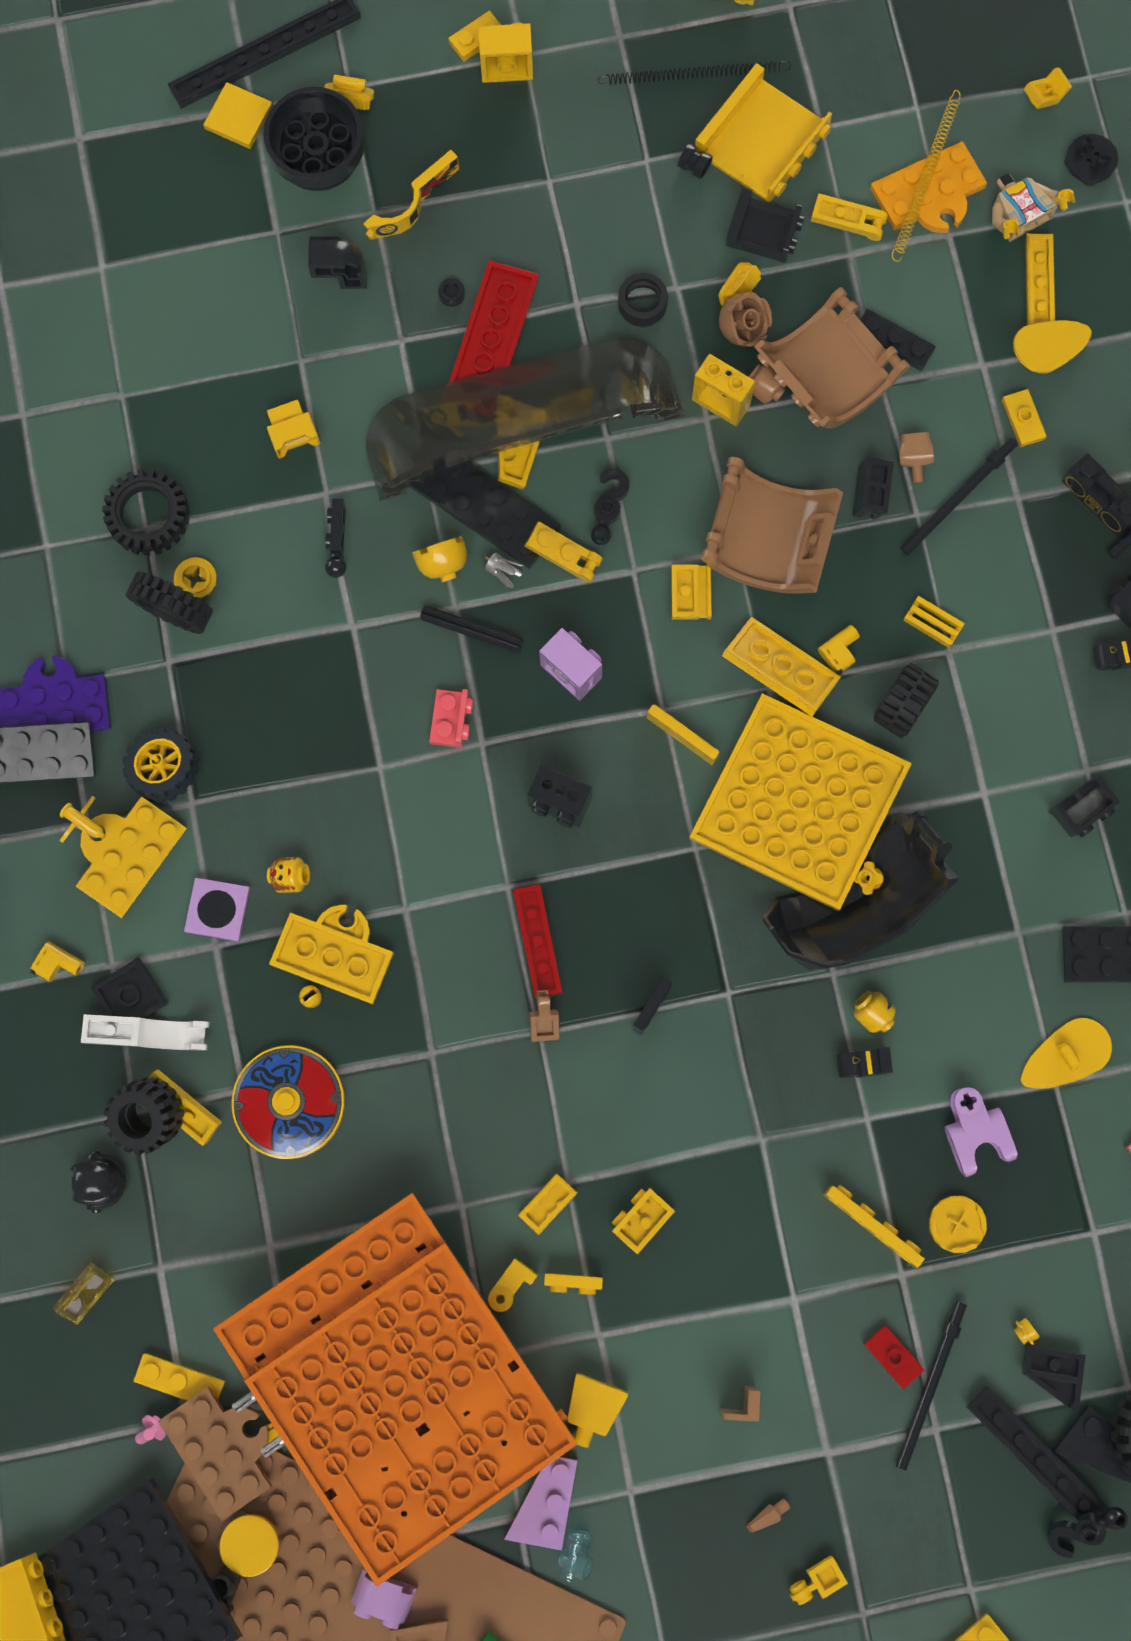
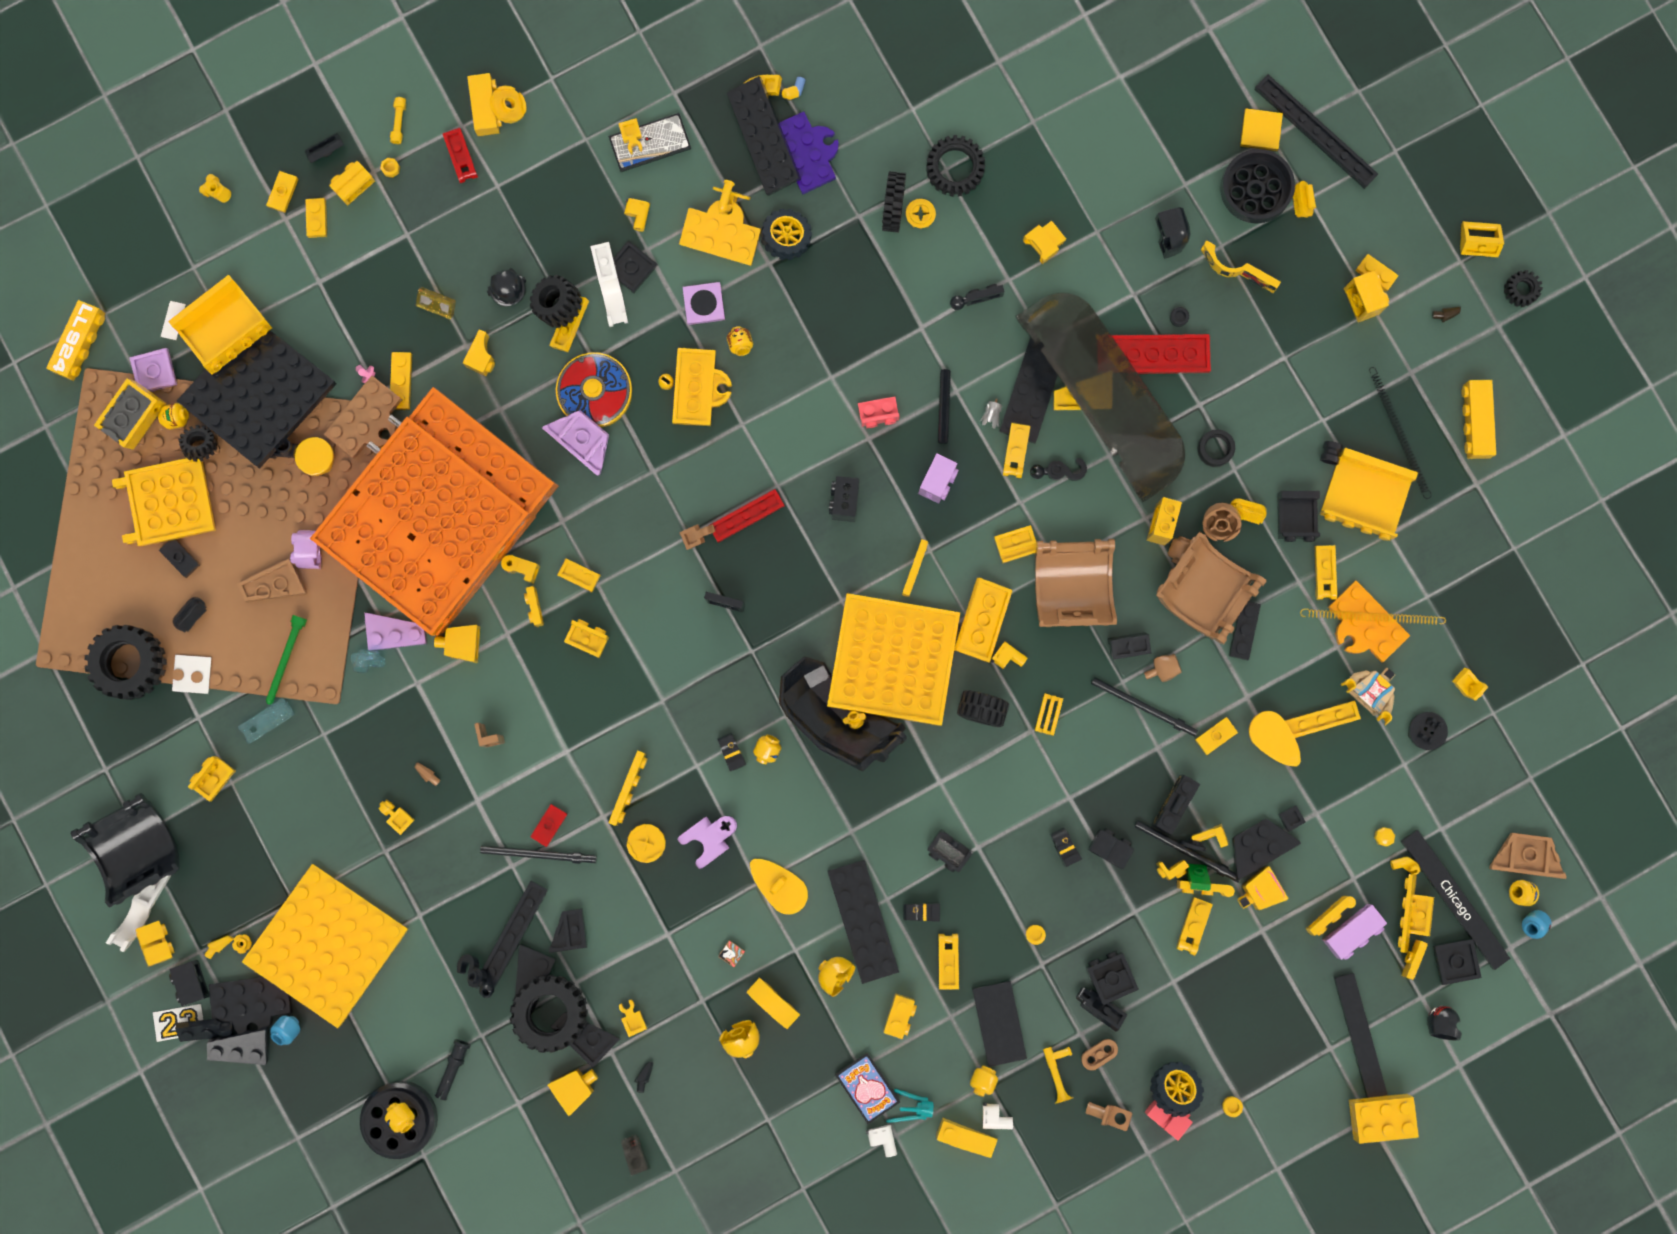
camera: 70 degrees right, 5 degrees up
(185, 1254) = (478, 357): none -> yellow arch
(353, 1140) = (581, 438): none -> lavender wing
(442, 559) = (984, 370): yellow cylinder -> none
(1026, 1332) = (590, 906): yellow plate -> none

